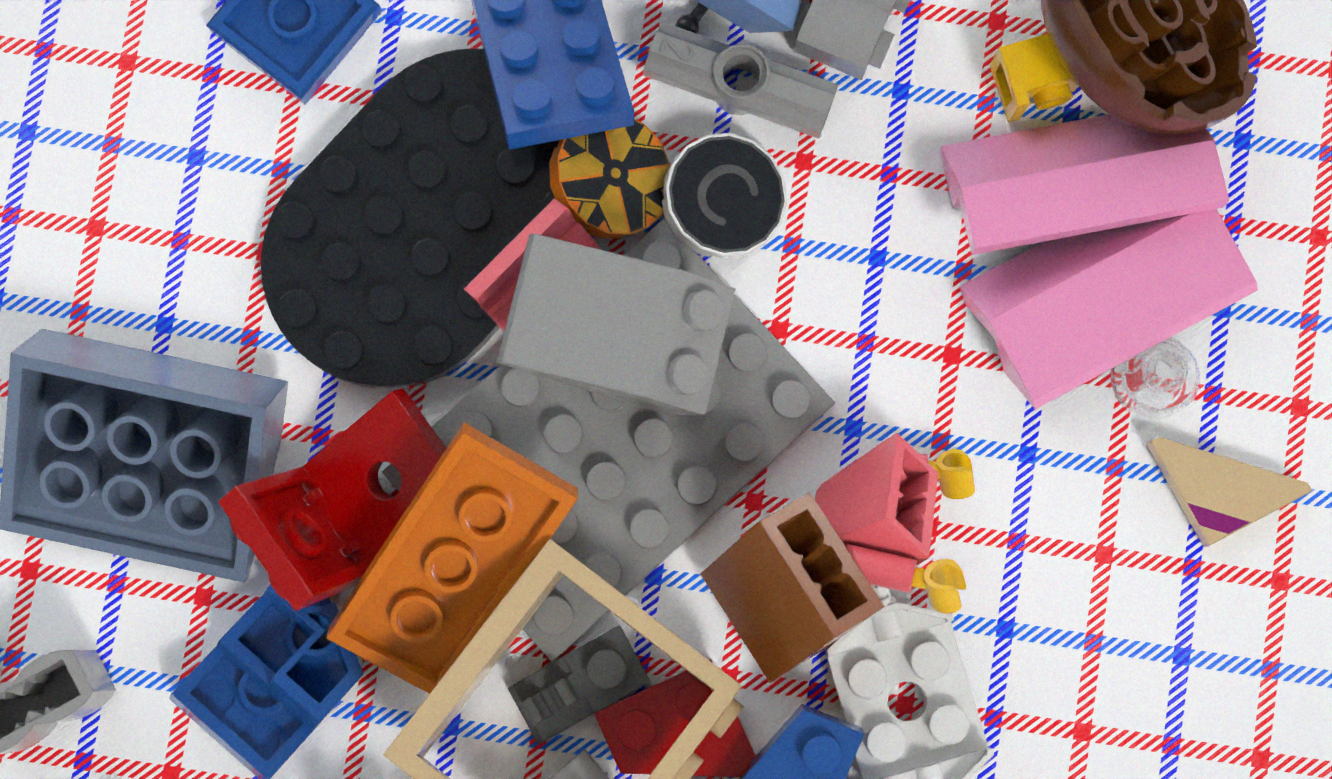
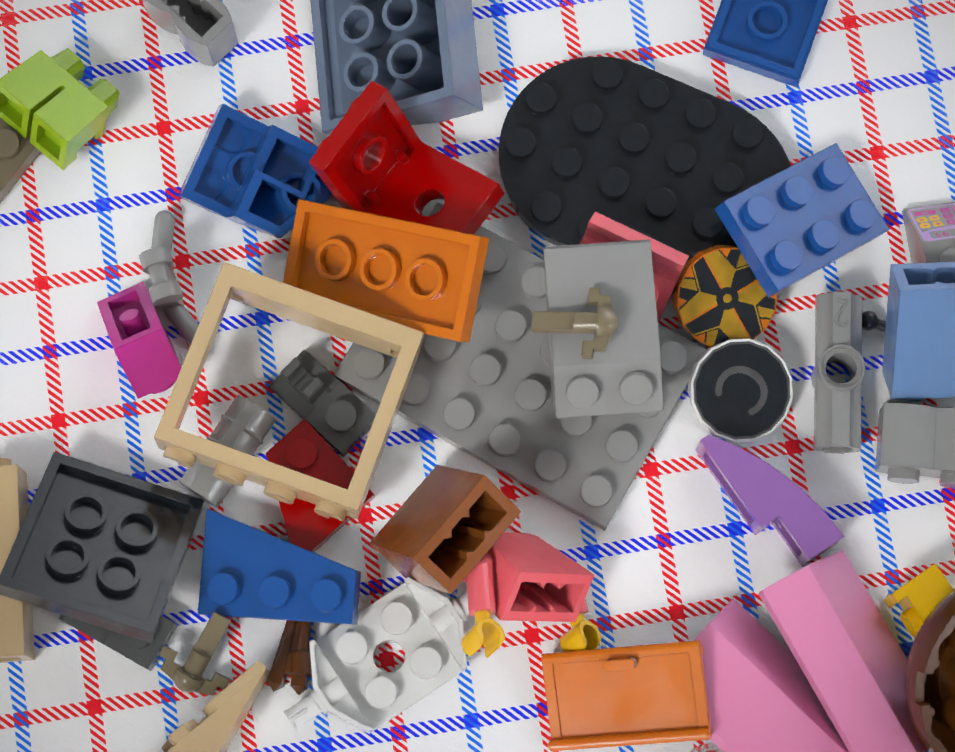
camera: 70 degrees right, 5 degrees down
(618, 322) = (600, 323): none -> dark tan piece
(865, 205) = (768, 498): none -> medium lavender slope
(1049, 446) = (622, 704): none -> orange door

